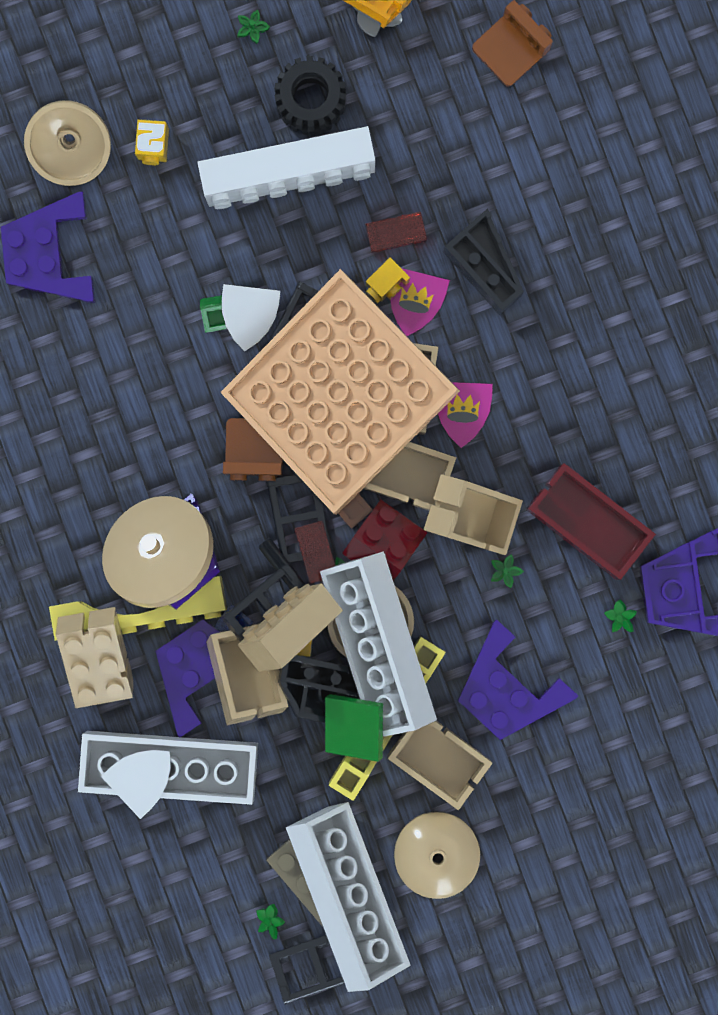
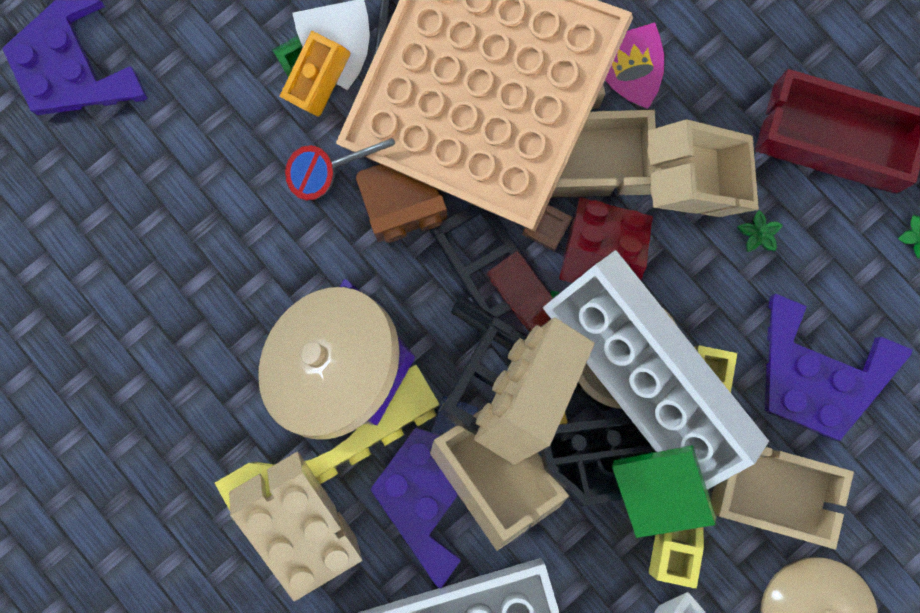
camera: 20 degrees left, 5 degrees down
(195, 406) = (312, 171): none -> piece
(224, 333) = (315, 73): none -> light orange slope

